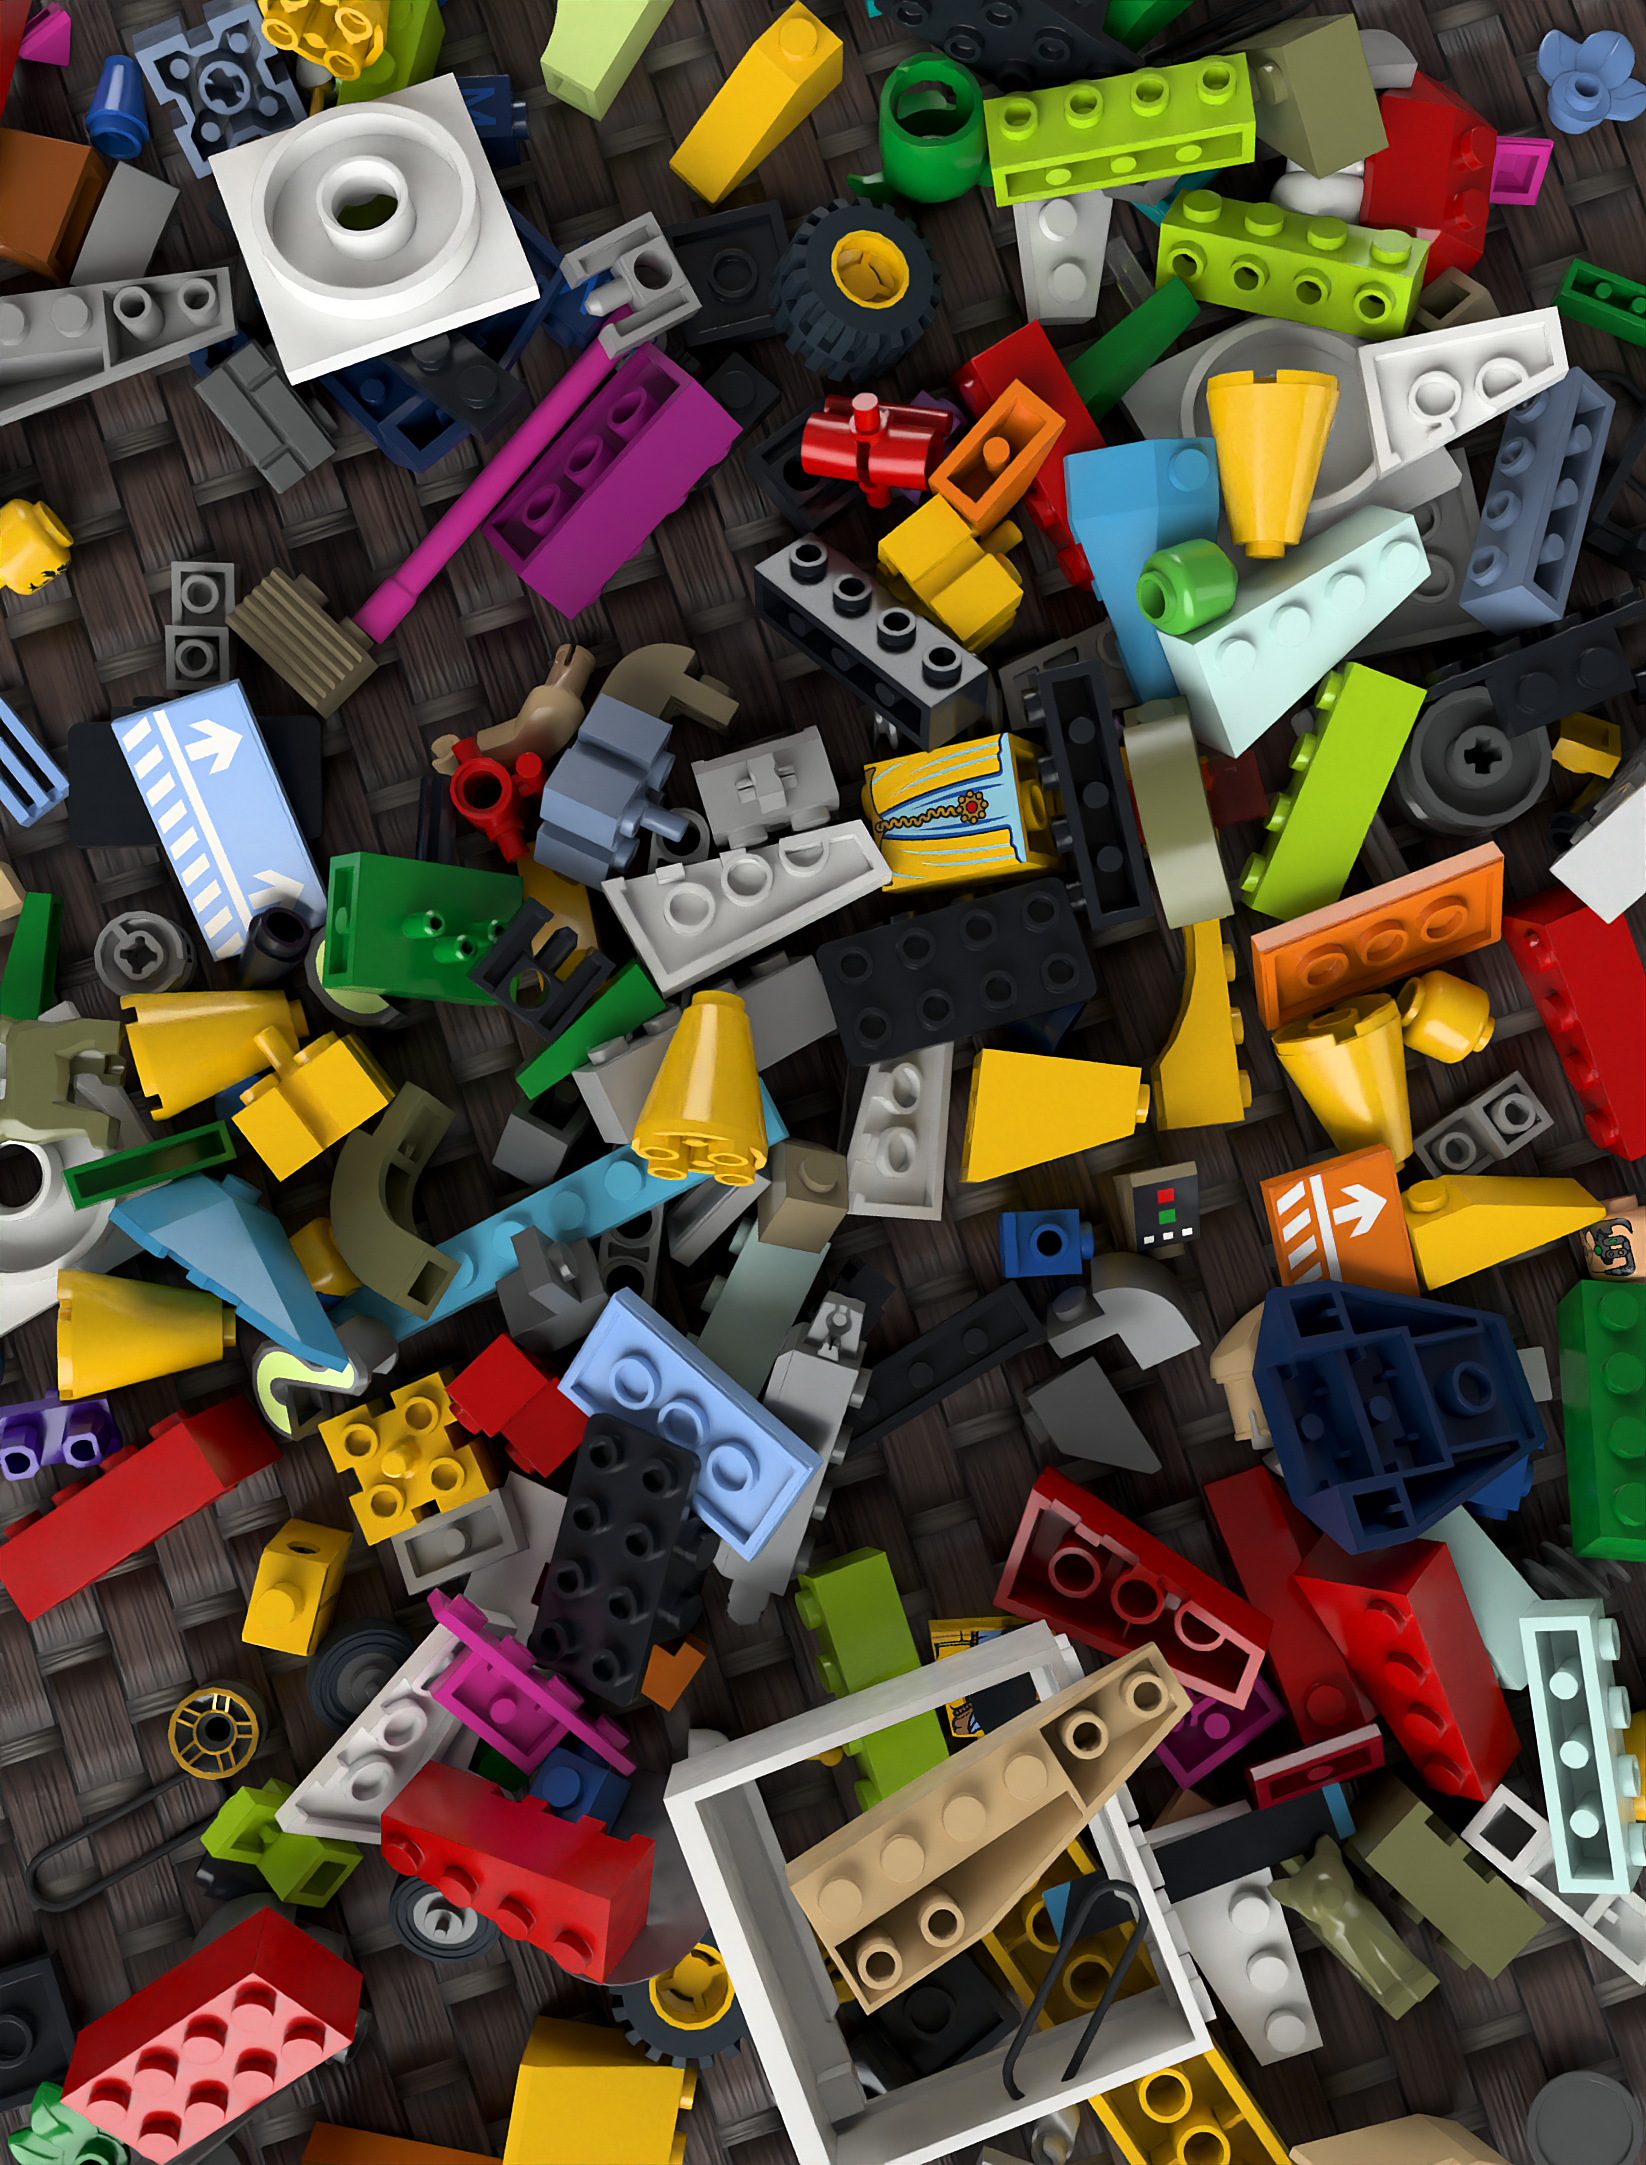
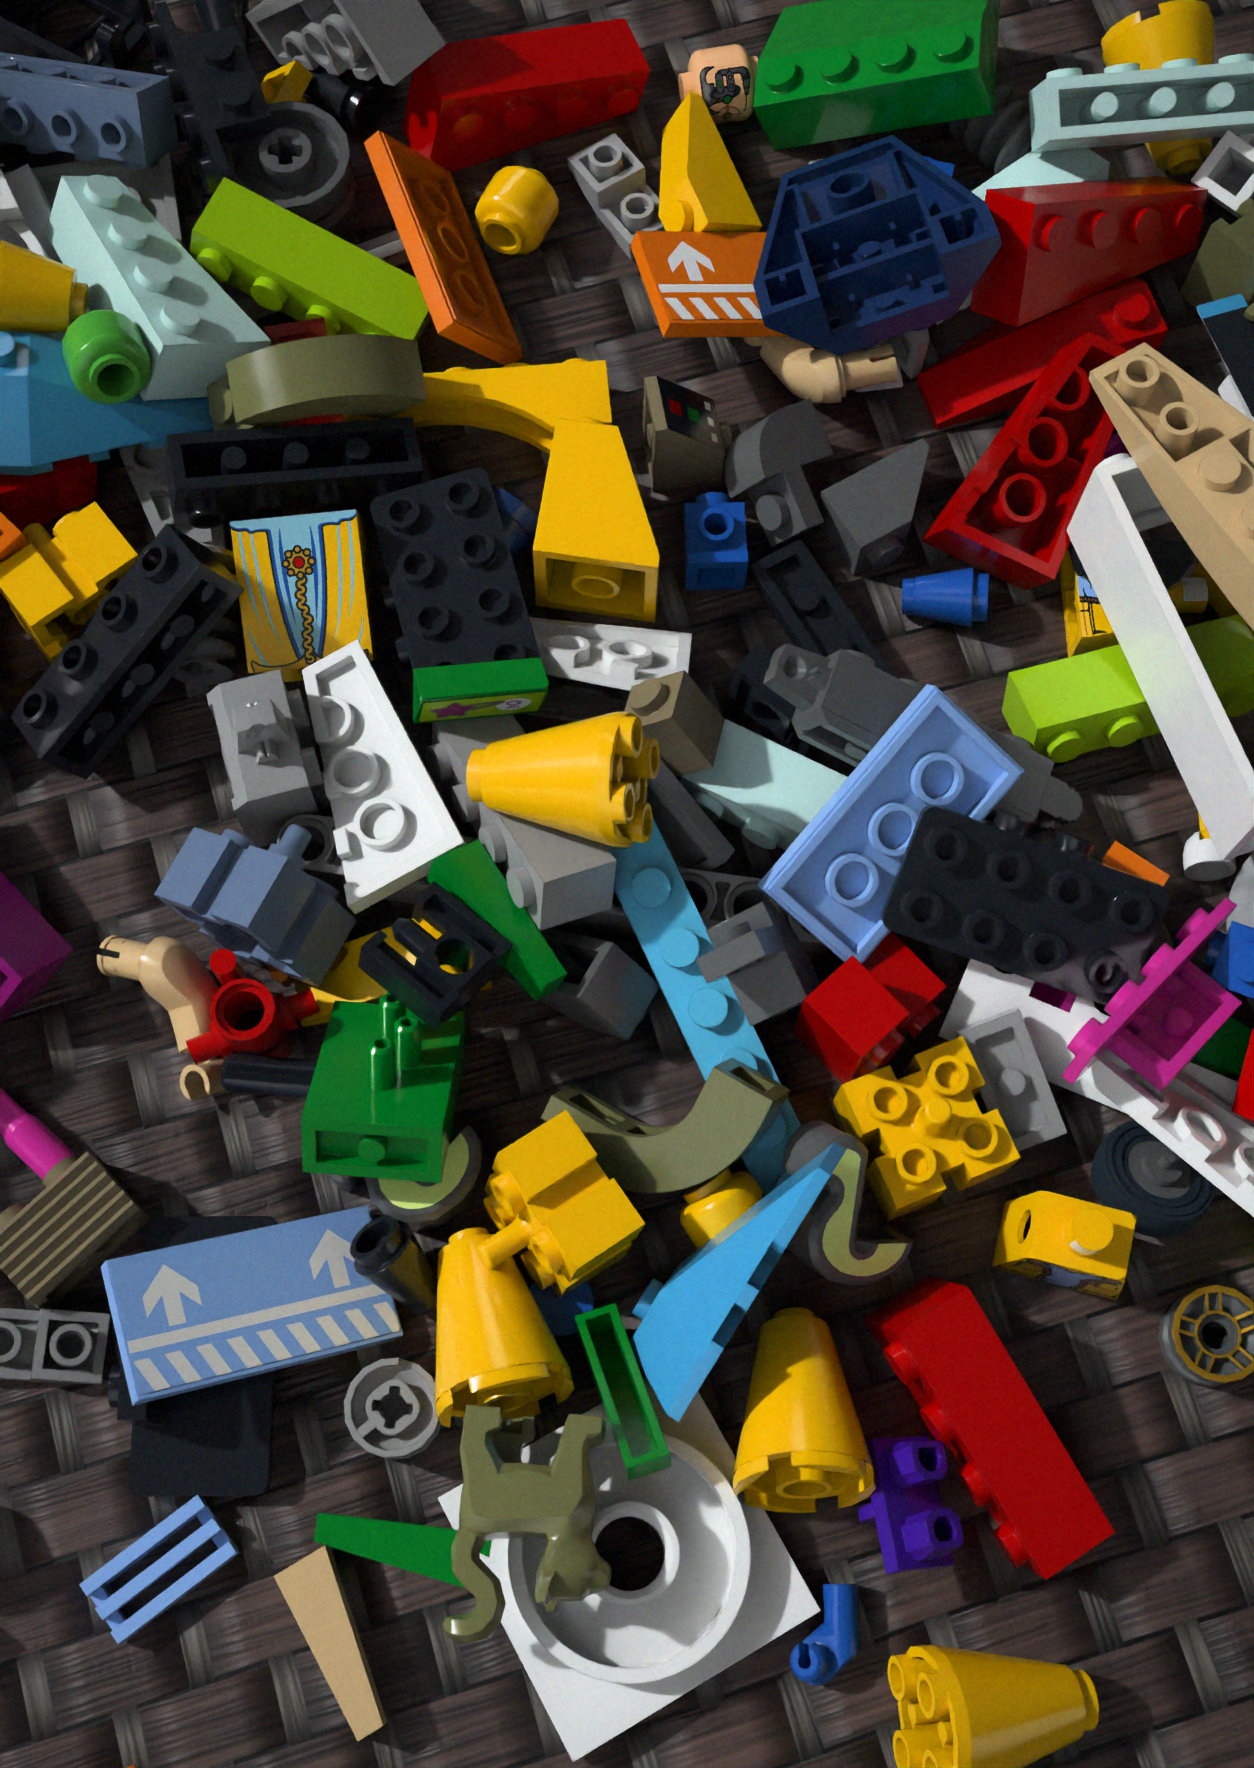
camera: 90 degrees left, 15 degrees down
(661, 681) = (142, 860): dark tan brick -> none
(831, 1000) = (479, 690): none -> green slope
(988, 1492) = (947, 597): none -> blue cone
(1315, 1766) = (1185, 320): dark red slope -> none
(1353, 1073) = (563, 277): yellow cone -> none

